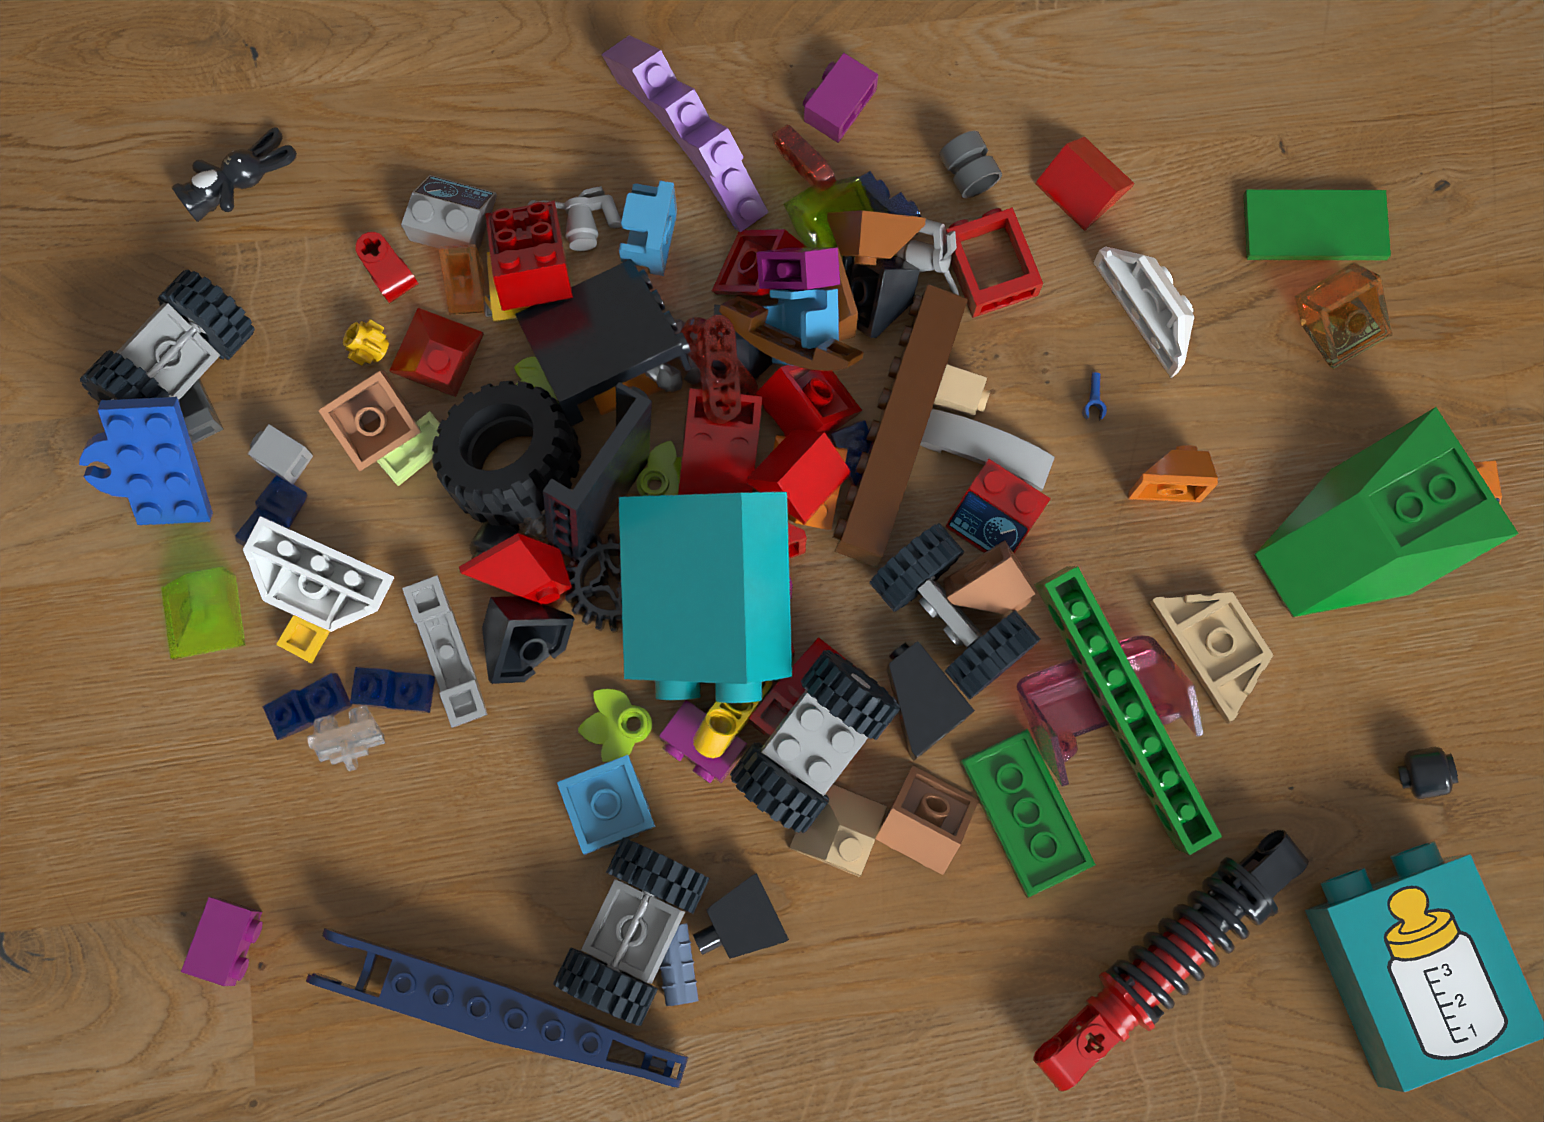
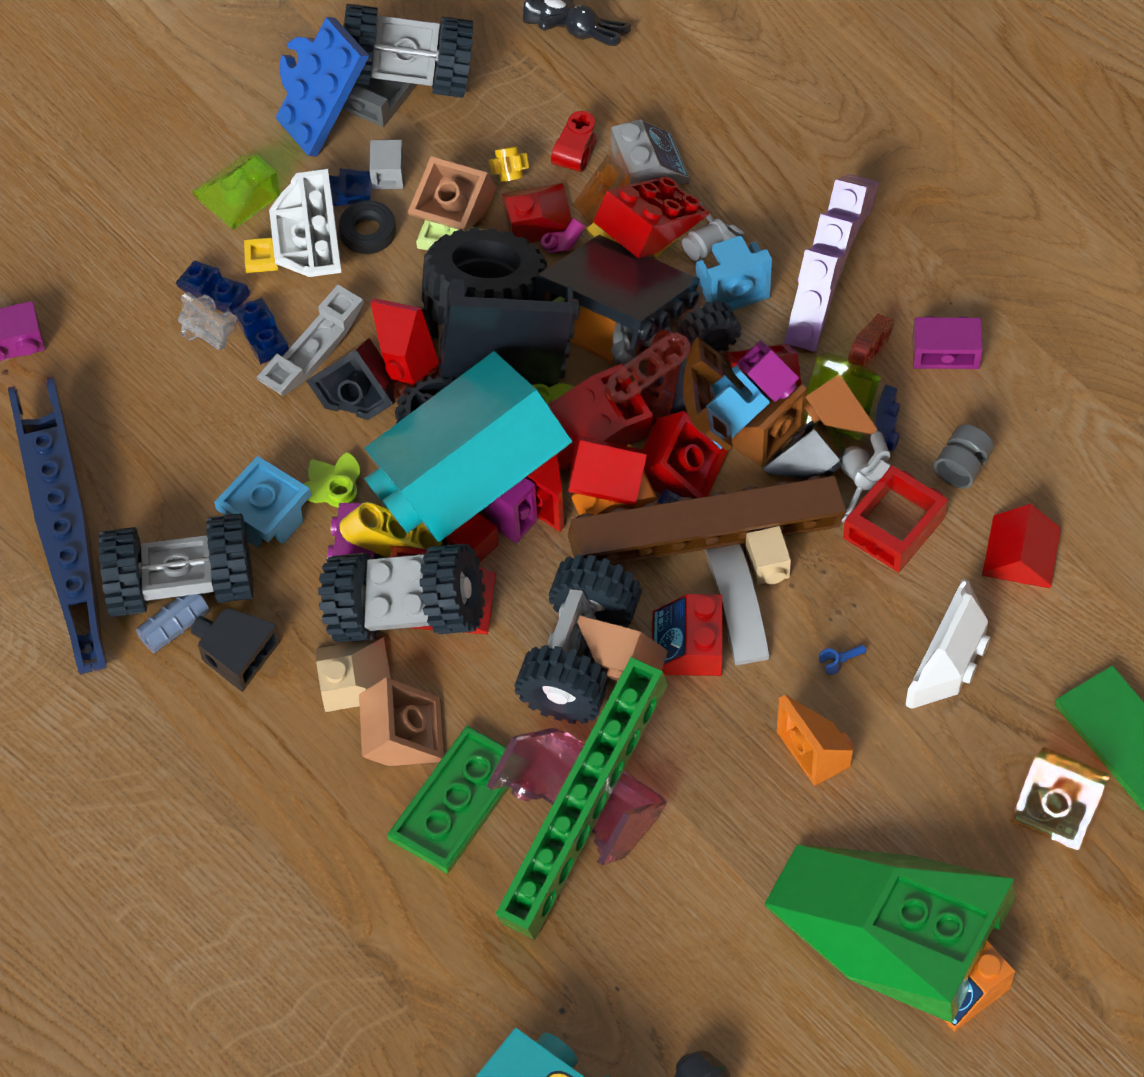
camera: 60 degrees right, 20 degrees down
(333, 496) = (367, 211): none -> black tyre
(488, 347) = (563, 240): none -> dark pink arm
(692, 286) = (712, 324): none -> black tyre
(926, 696) = (490, 671): black slope -> none
(1169, 957) = (430, 966): black piece -> none
(1217, 645) = (696, 858): tan wing -> none

